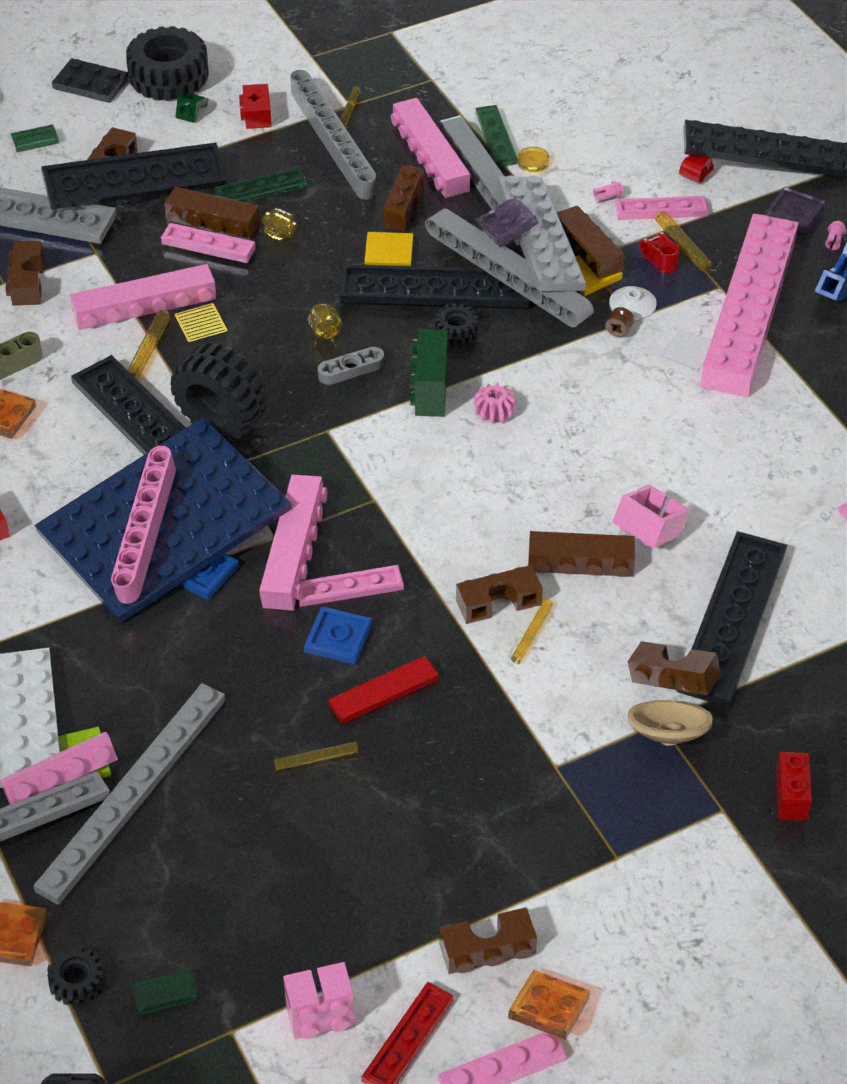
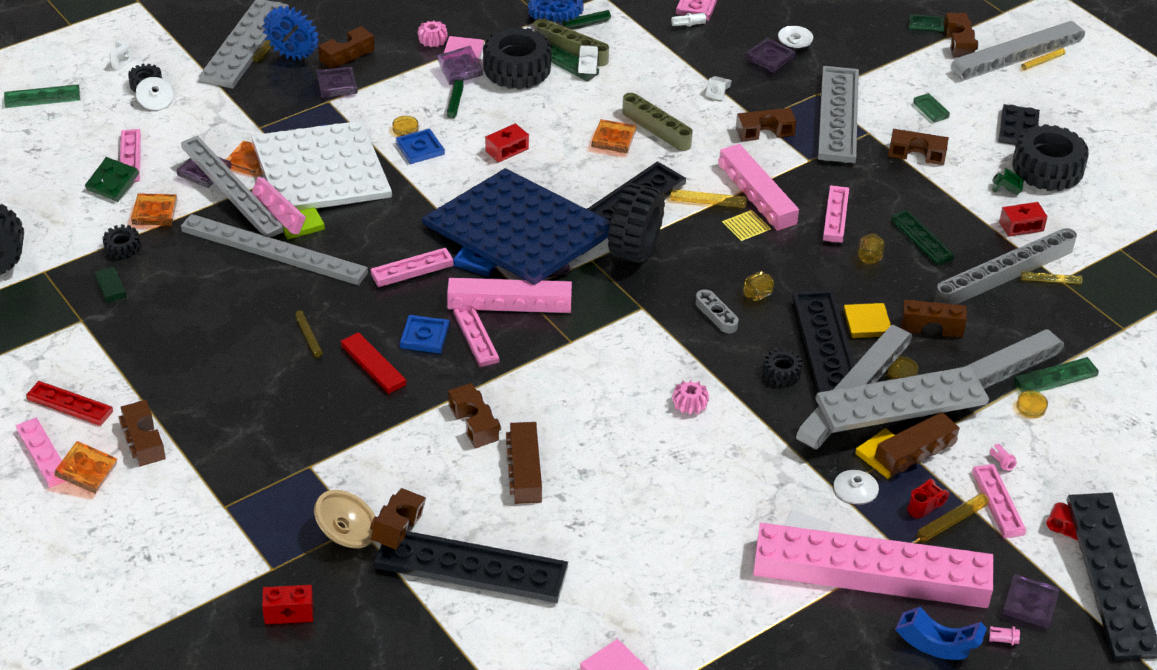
camera: 80 degrees right, 5 degrees down
(133, 175) = (893, 158): black plate -> none
(143, 525) = (497, 206): bright pink beam -> none
(212, 213) = (871, 207): reddish brown brick -> none
(213, 636) = (411, 267): none -> bright pink plate
(314, 1014) = (87, 346): bright pink piece -> none
(430, 373) = (706, 349): dark green brick -> none
(431, 148) = (1002, 333): bright pink brick -> none
(507, 221) = (894, 366): clear purple plate -> none
(531, 631) = (441, 441): clear yellow bar -> none
(619, 322) = (817, 472): reddish brown wheel -> none
(640, 516) = (562, 501): bright pink piece -> none

